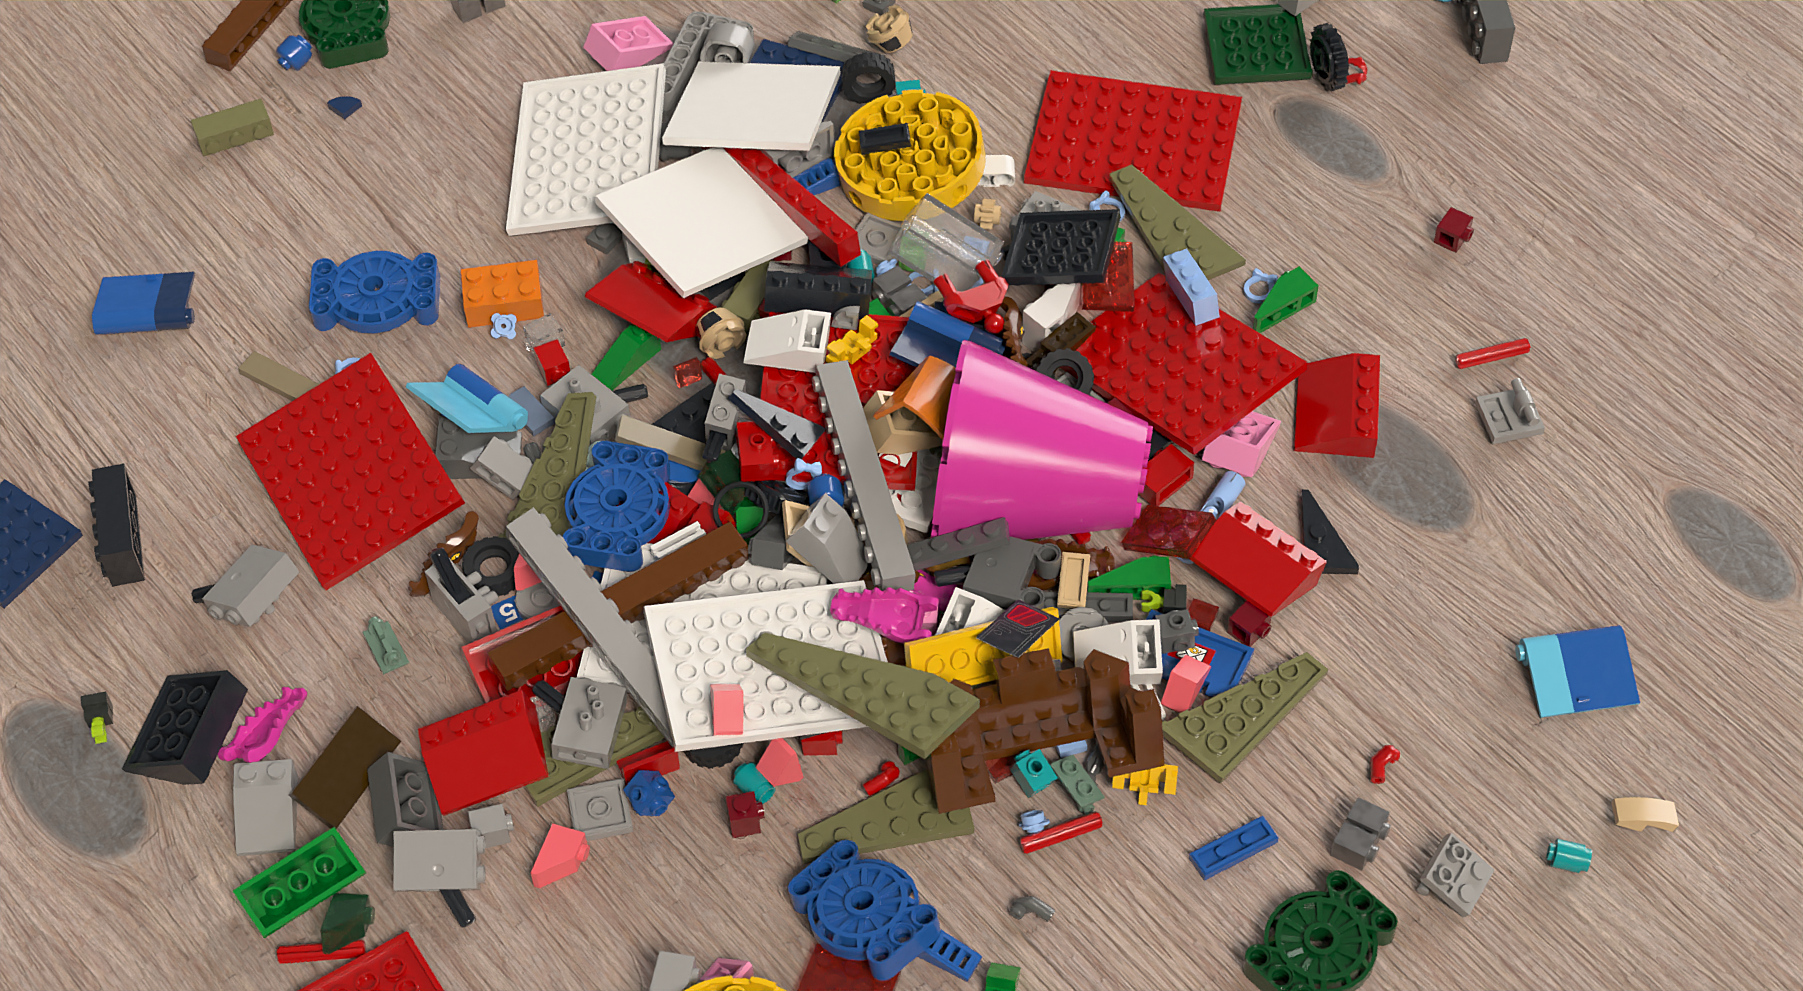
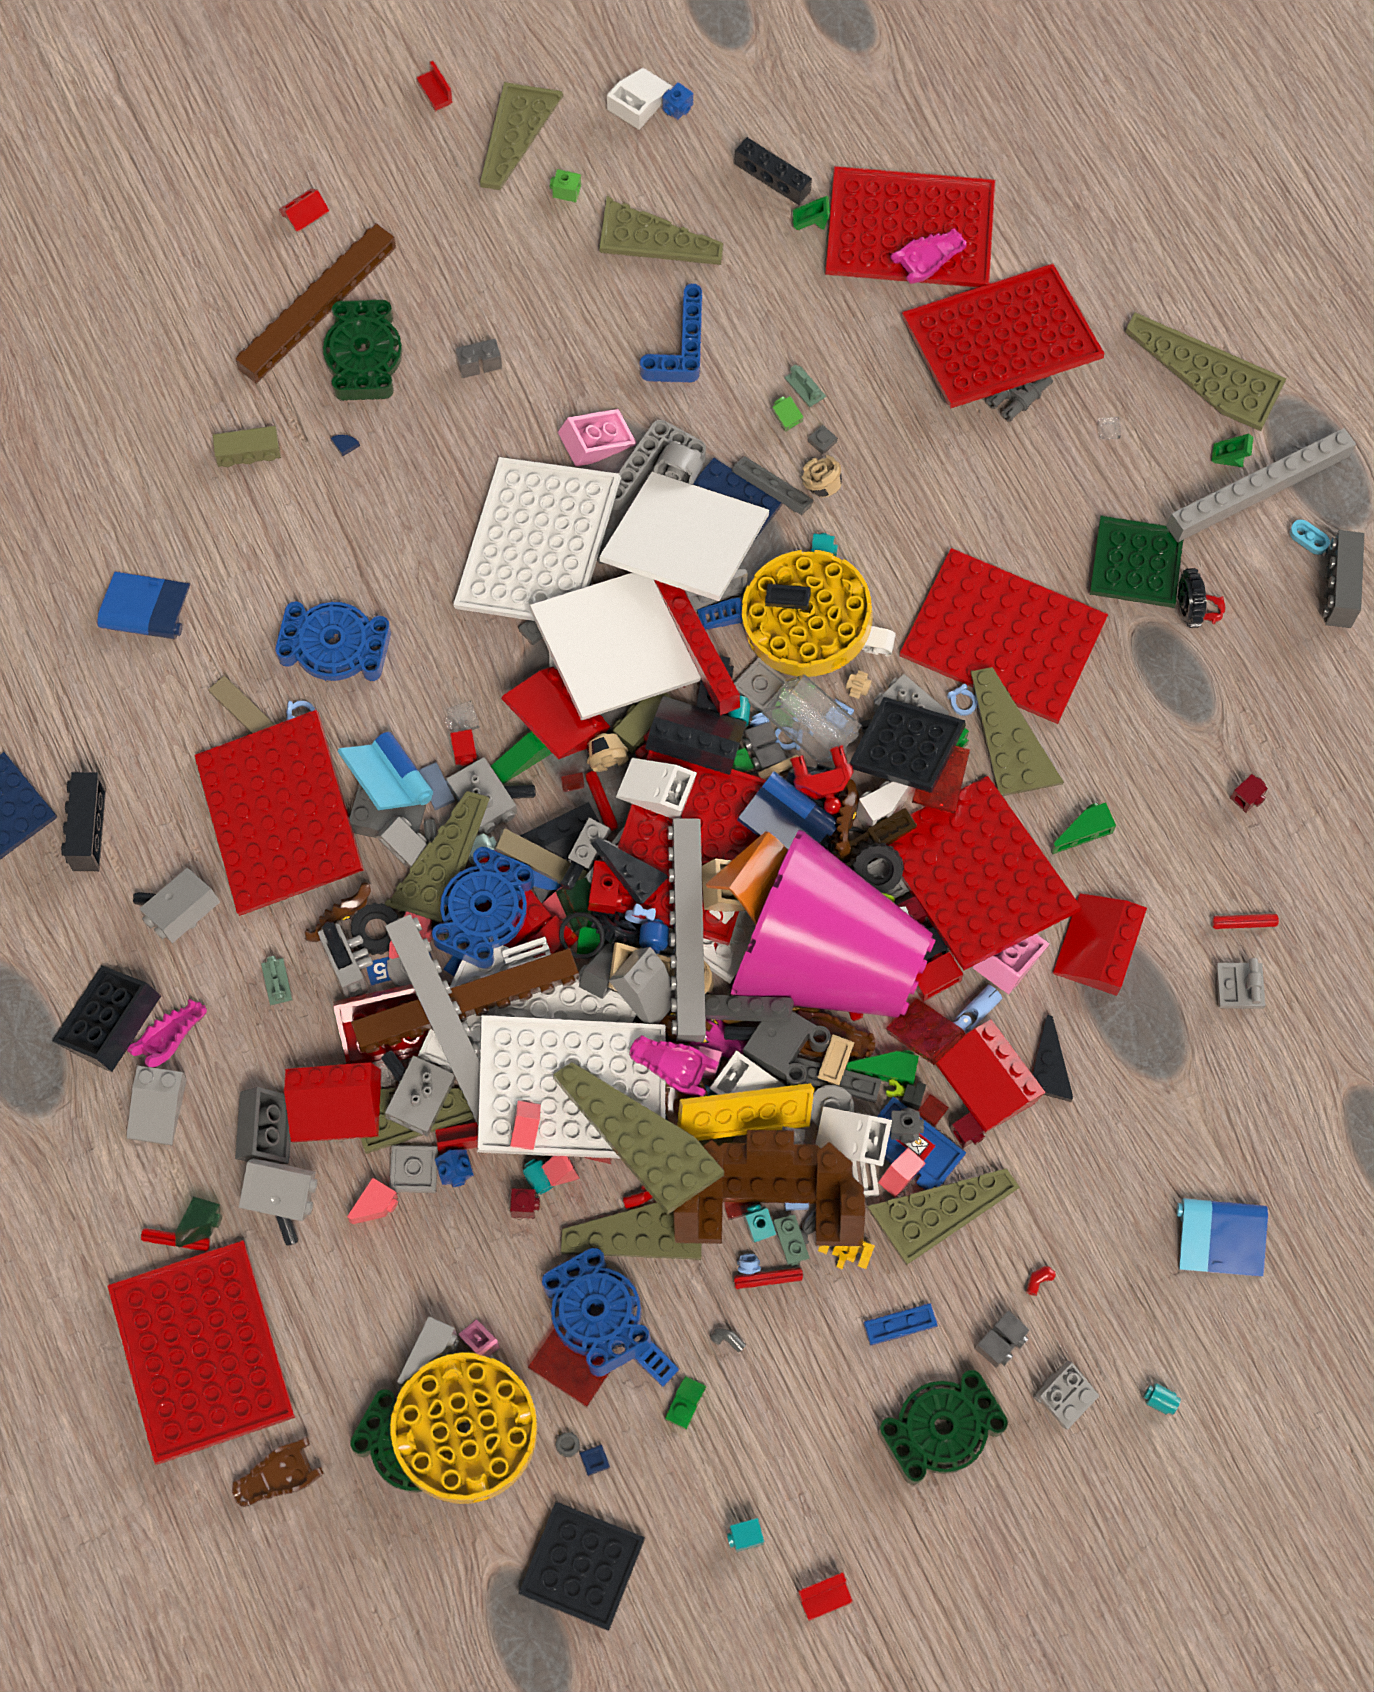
camera: 10 degrees right, 15 degrees up
(97, 714) = (40, 987): pearl dark grey piece -> none
(294, 52) = (312, 380): blue head -> none
(298, 883) = (168, 1182): green slope -> none
(340, 770) = (220, 1086): dark brown tile -> none
(493, 824) = (326, 1164): light grey brick -> none
(498, 331) = (436, 704): light blue plate -> none
(502, 290) = (437, 668): orange brick -> none
(846, 318) = (711, 772): light grey tile -> none
(853, 344) = (710, 799): yellow piece -> none
(864, 64) = (791, 525): black tyre -> none
(1017, 628) = (775, 1103): black sticker -> none
(1191, 287) = (1006, 806): light blue brick -> none
(1257, 275) = (1069, 798): light blue piece -> none
(1639, 812) = (1233, 1376): tan slope -> none

